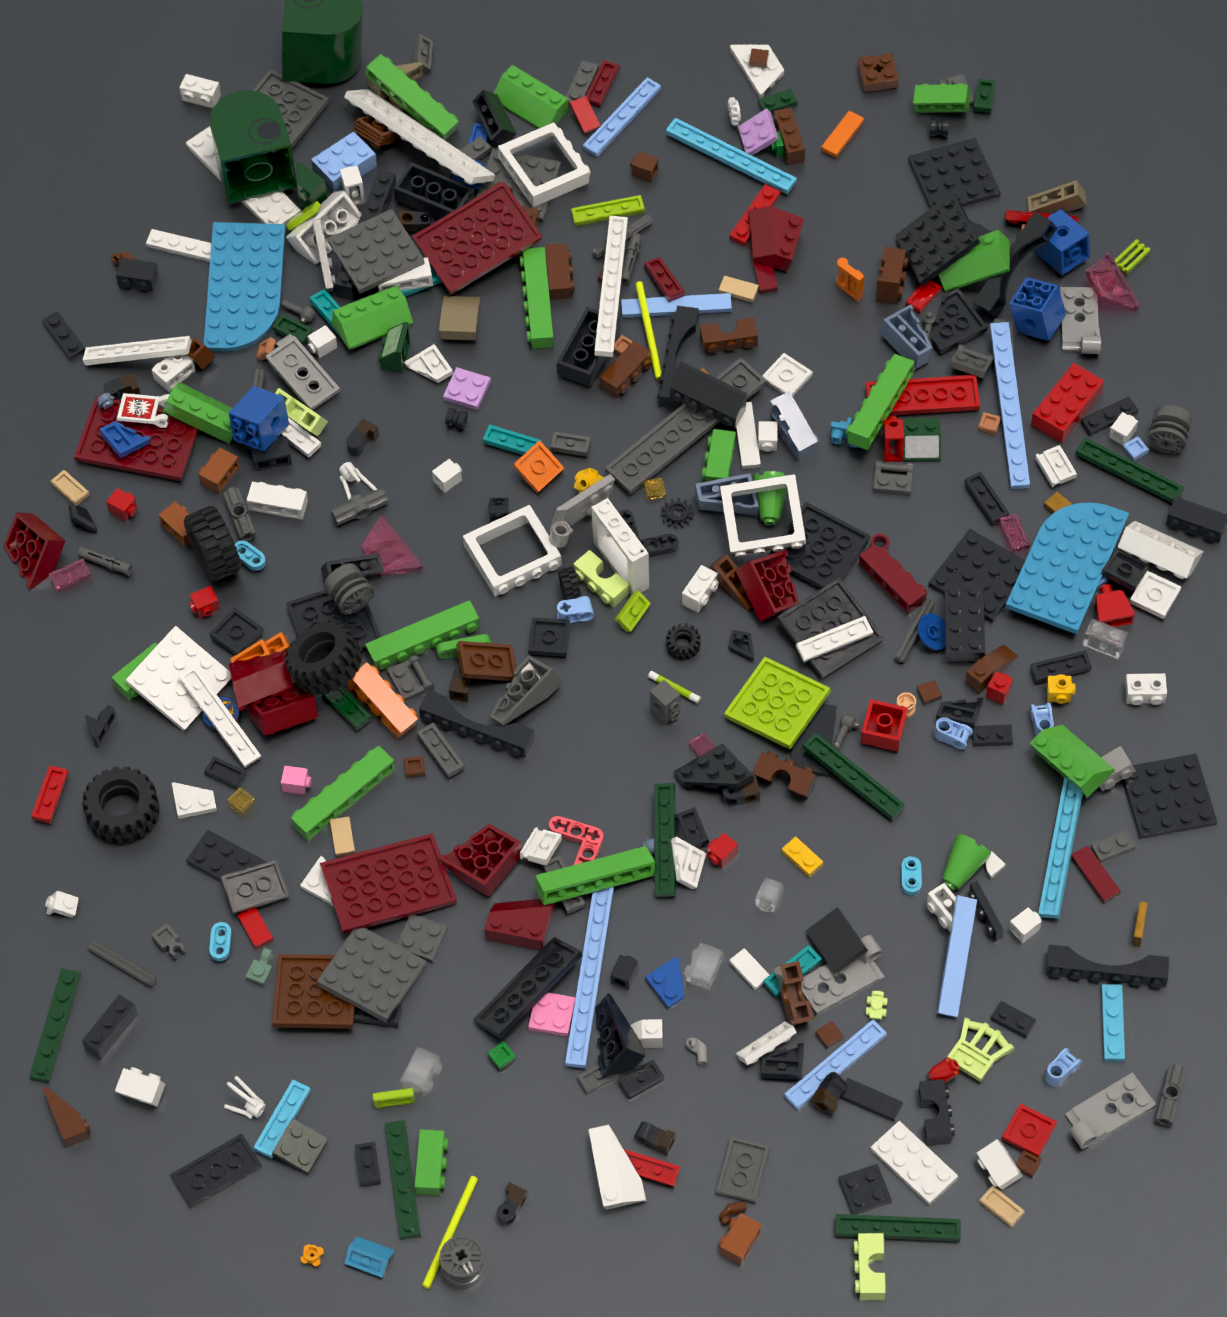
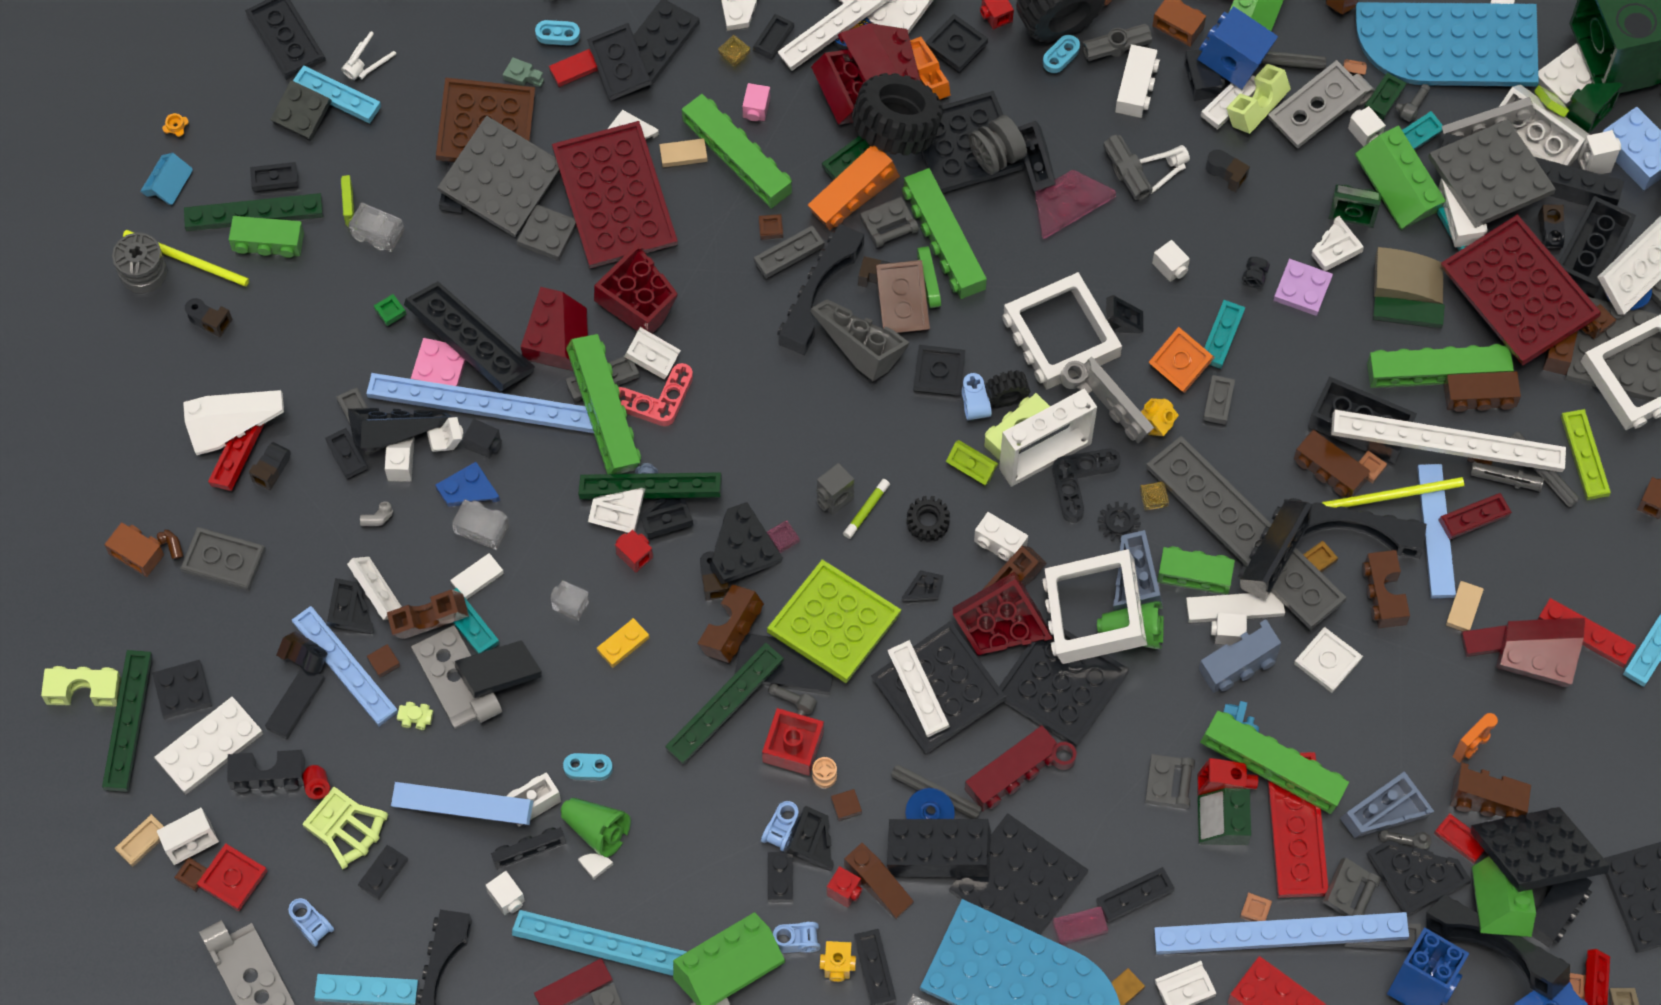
camera: 90 degrees right, 5 degrees up
(488, 319) = (1408, 312): none -> dark green tile
(624, 996) = (447, 436): none -> white bracket

